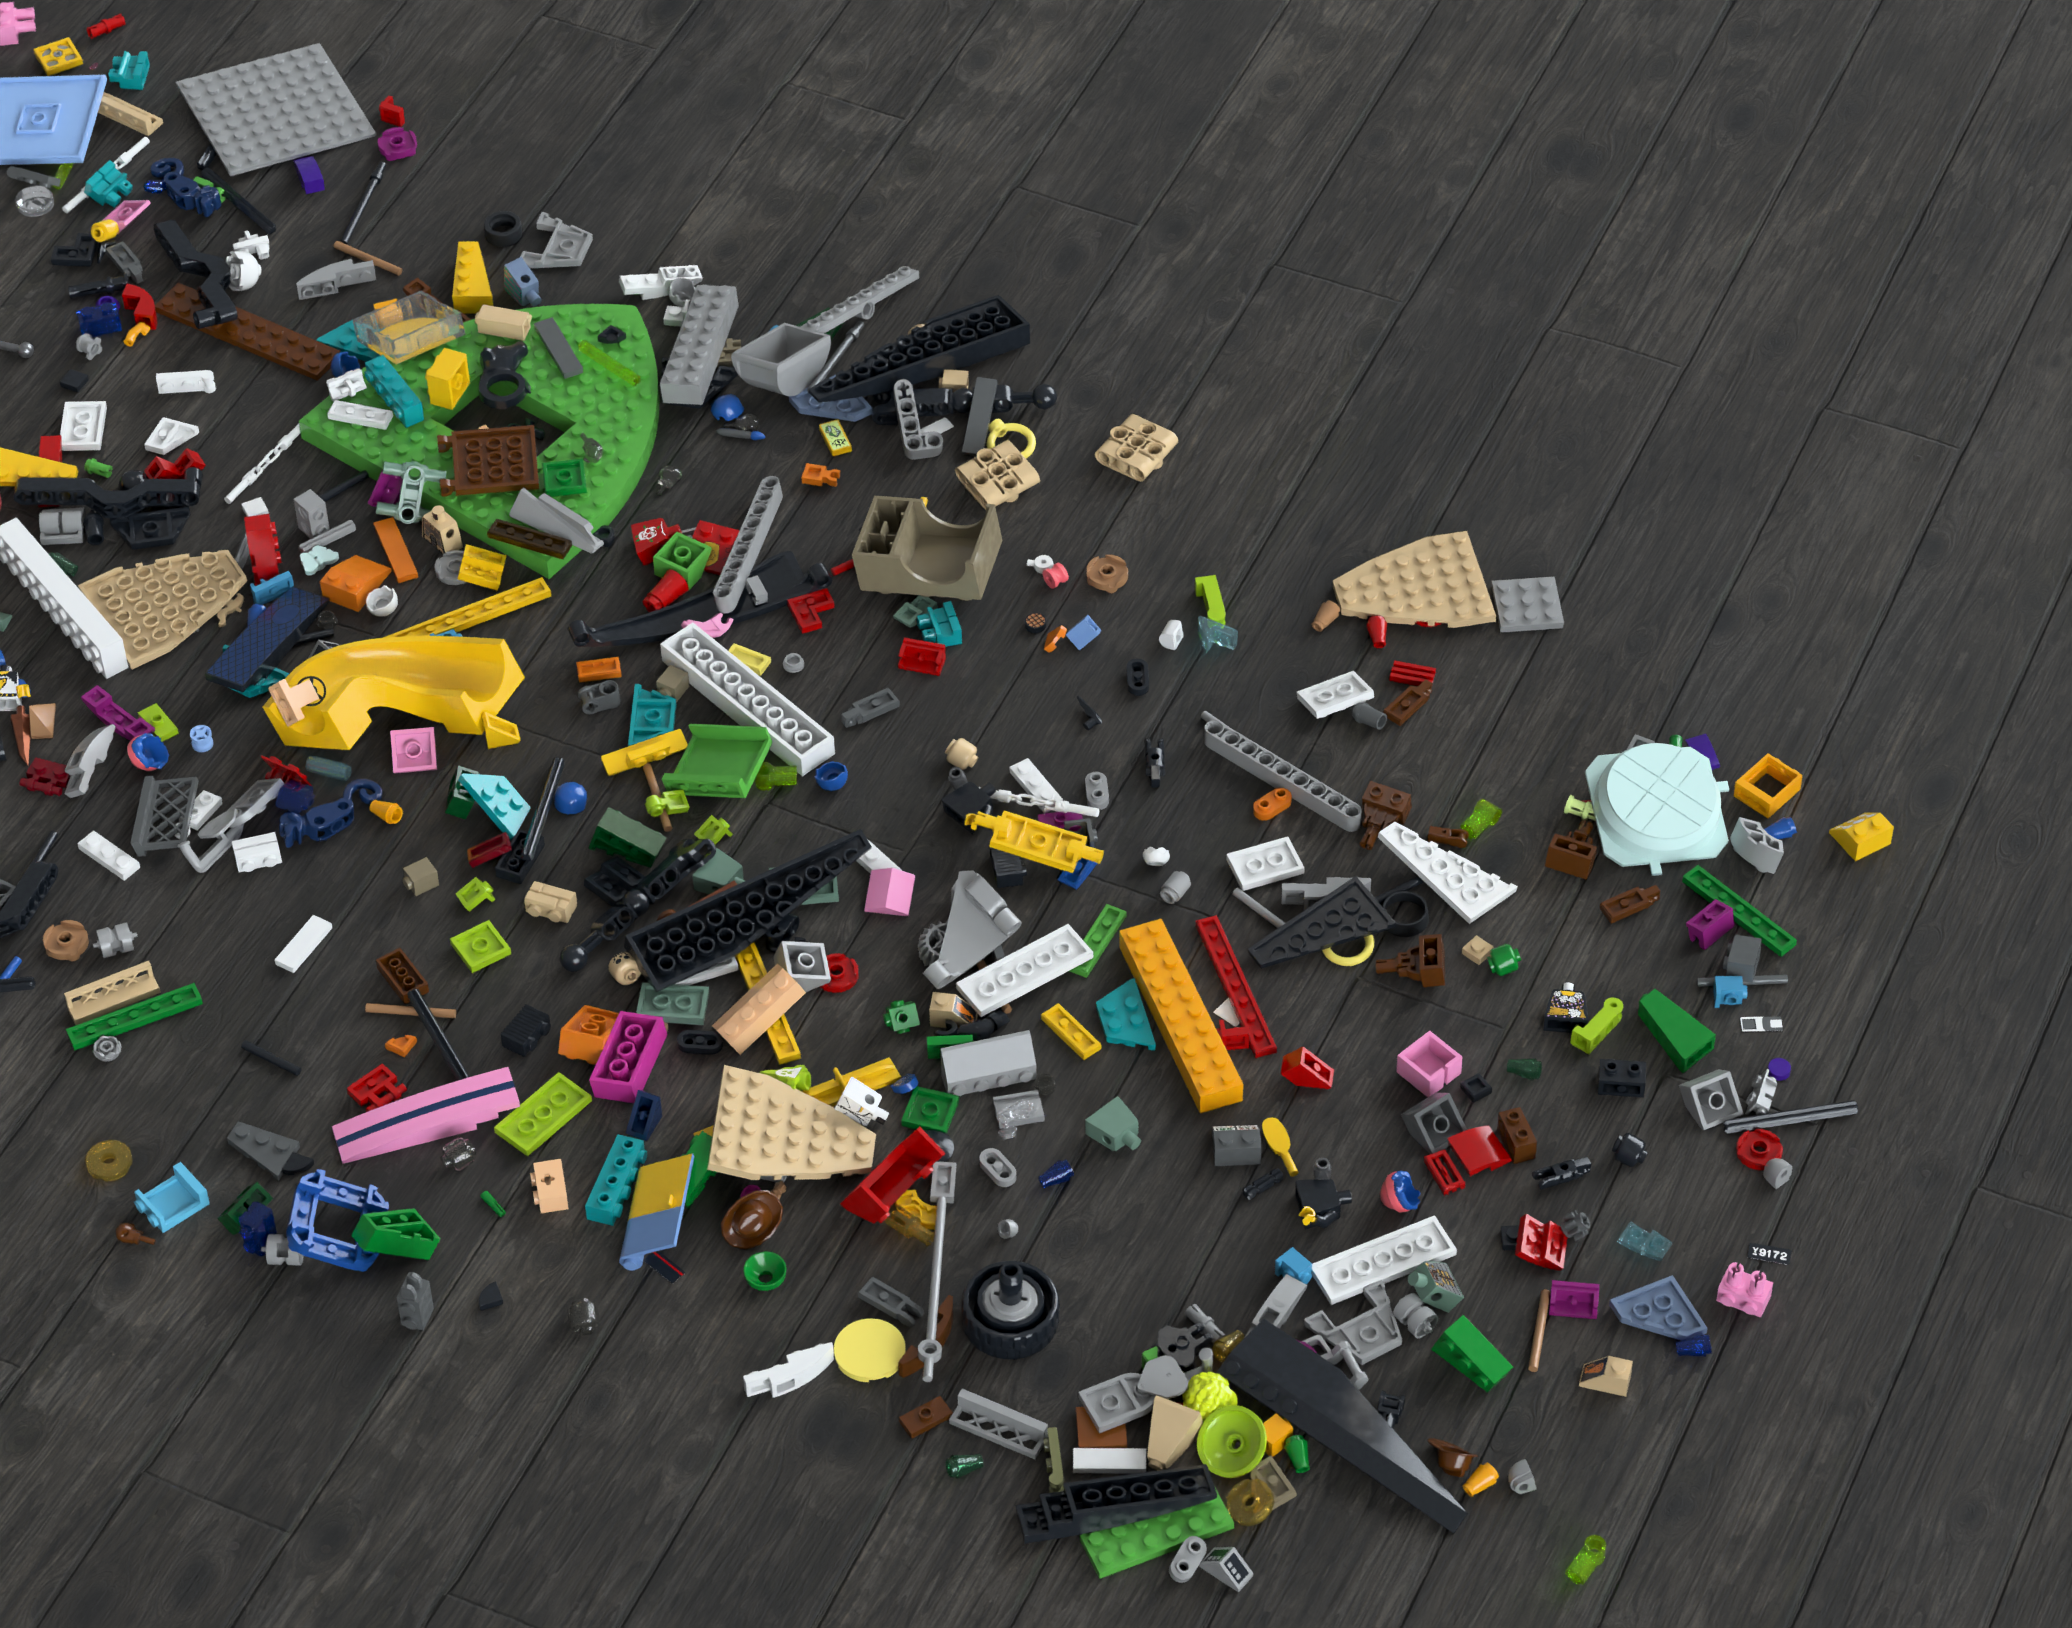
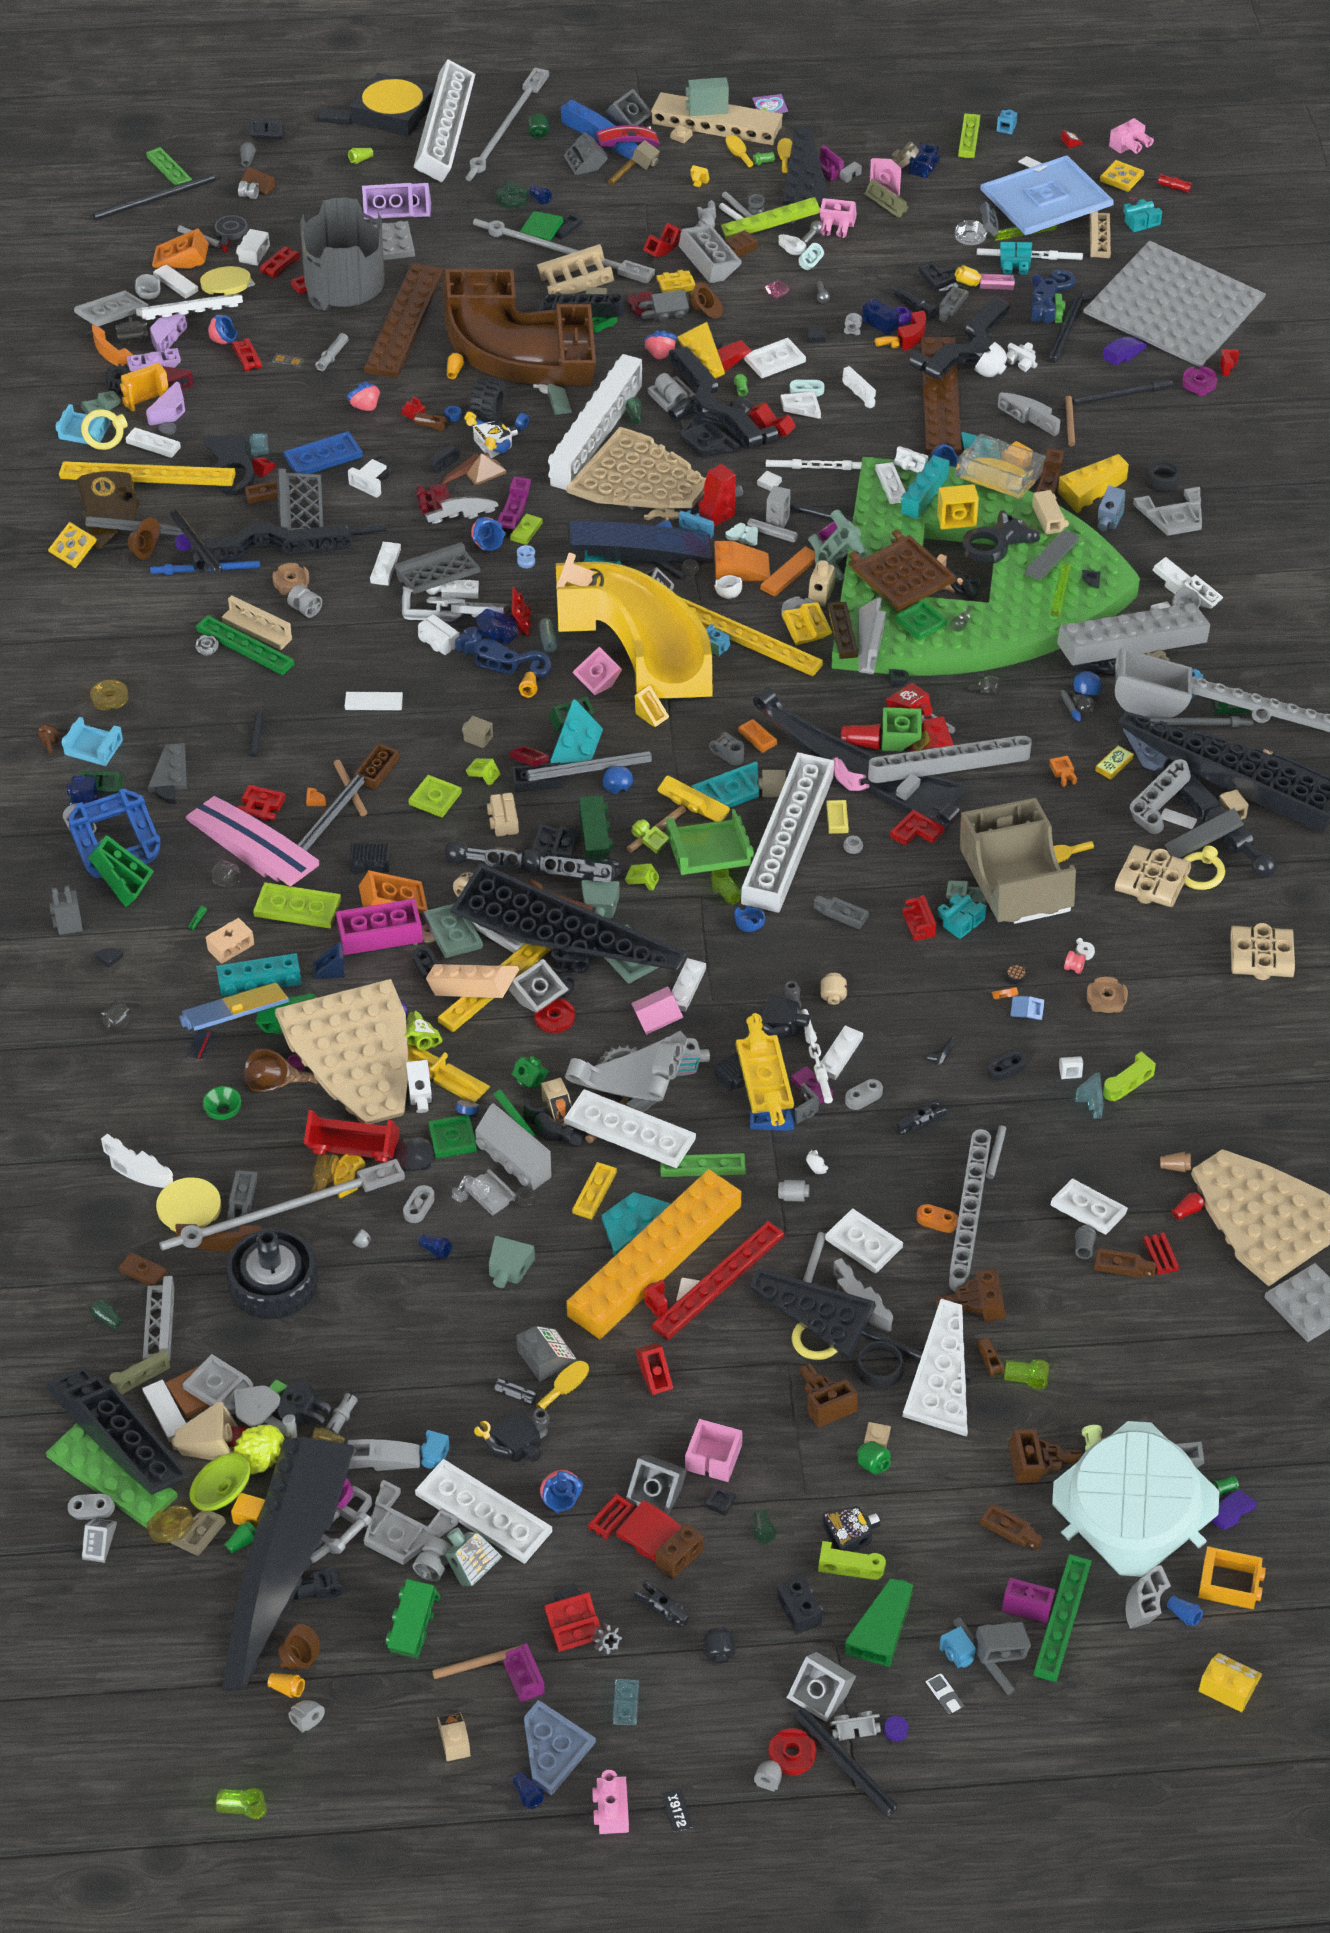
camera: 60 degrees right, 0 degrees up
(148, 421) = (801, 386): none -> light aqua plate

